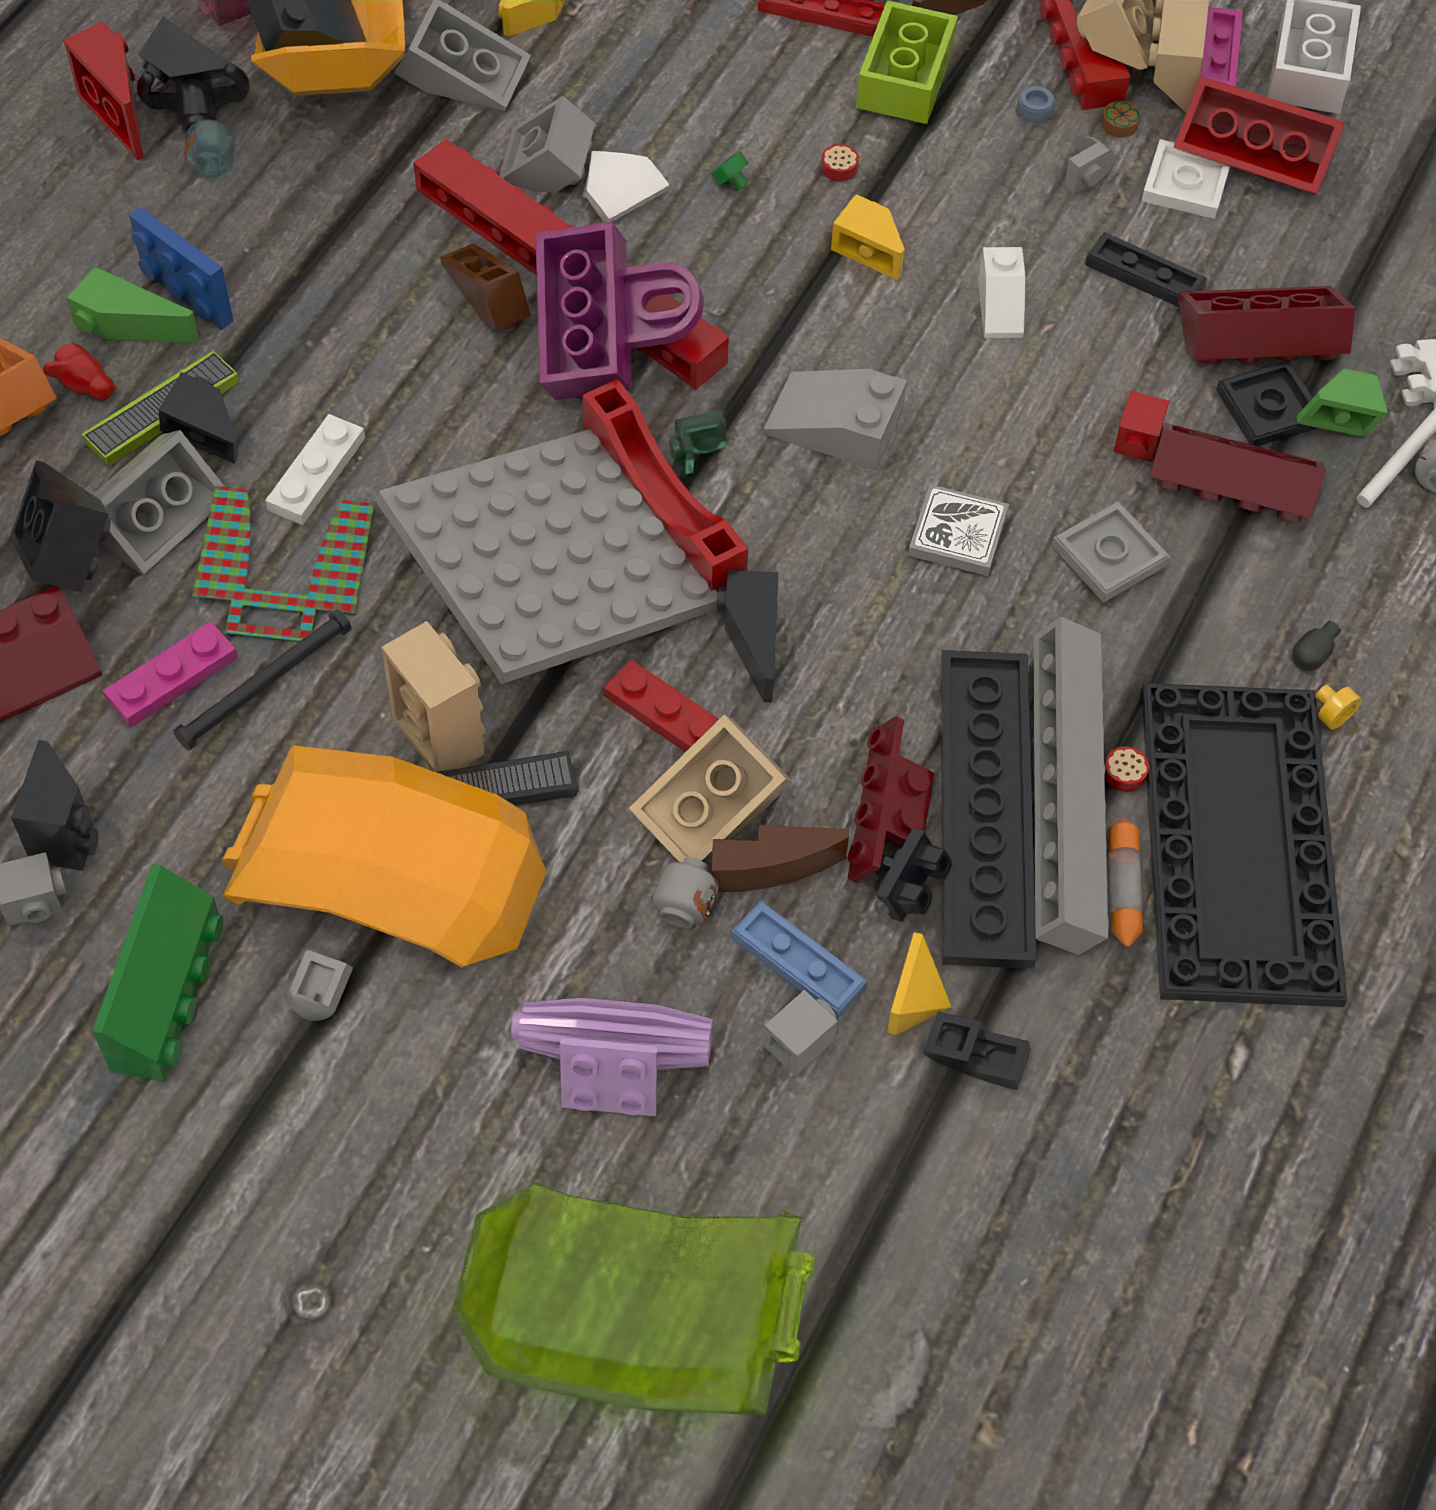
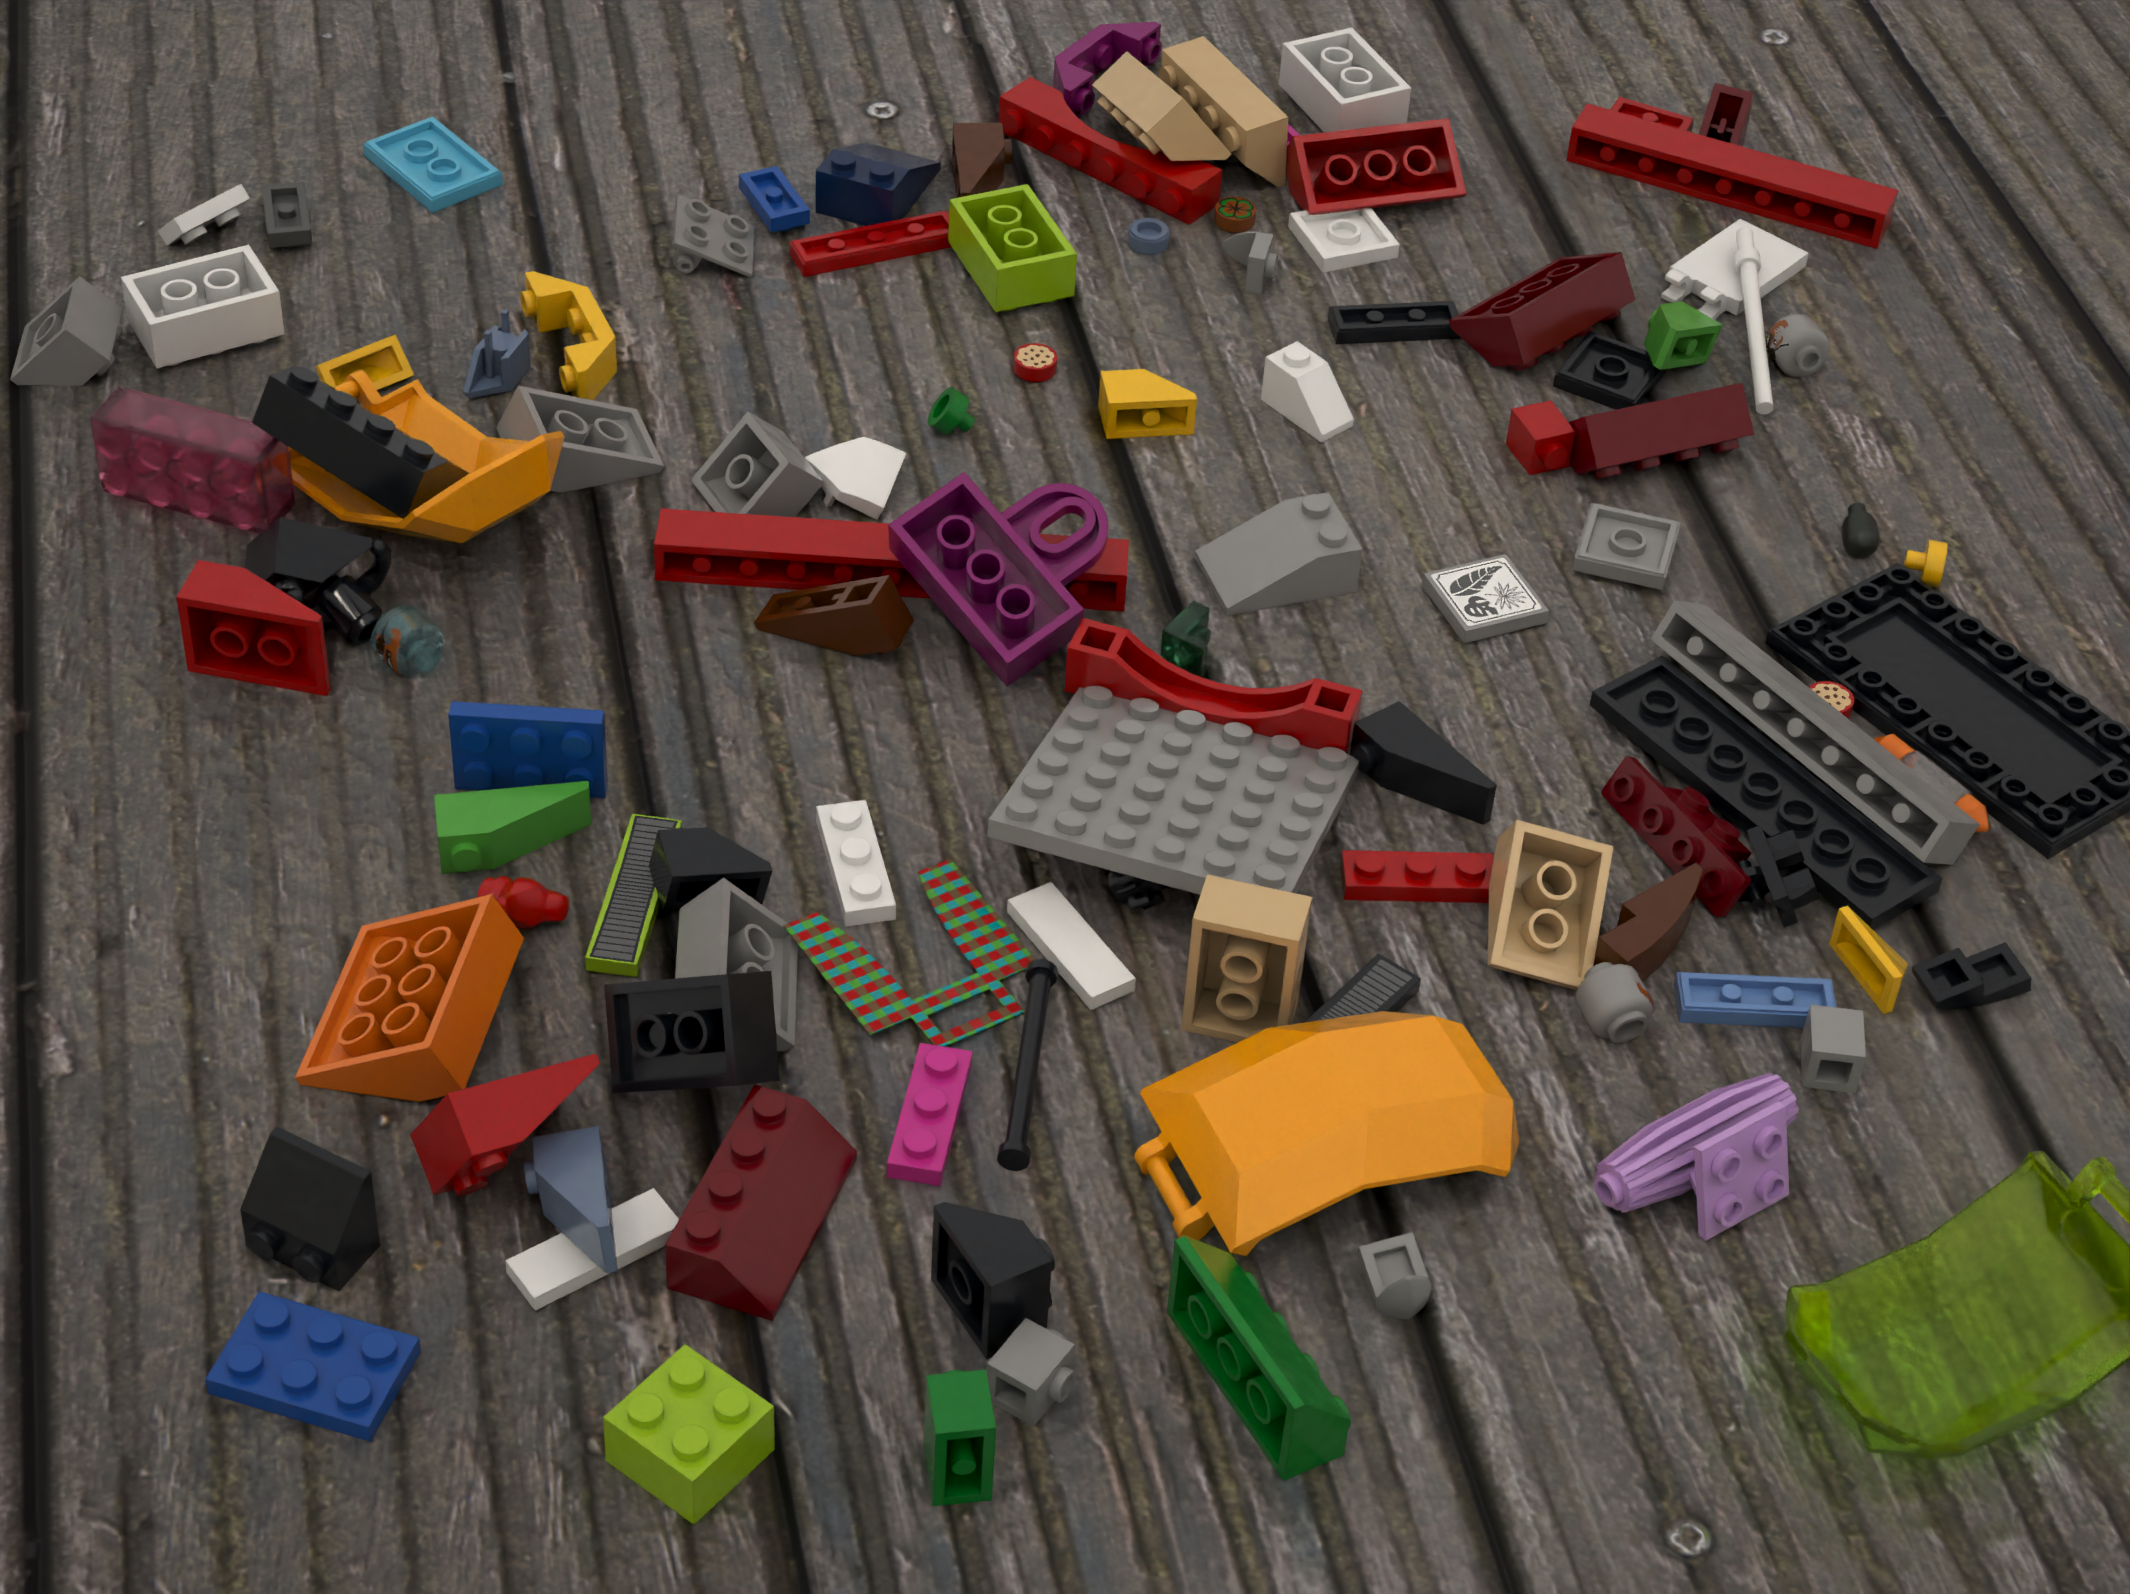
camera: 40 degrees left, 15 degrees down
(382, 610) = (1071, 945): none -> white tile

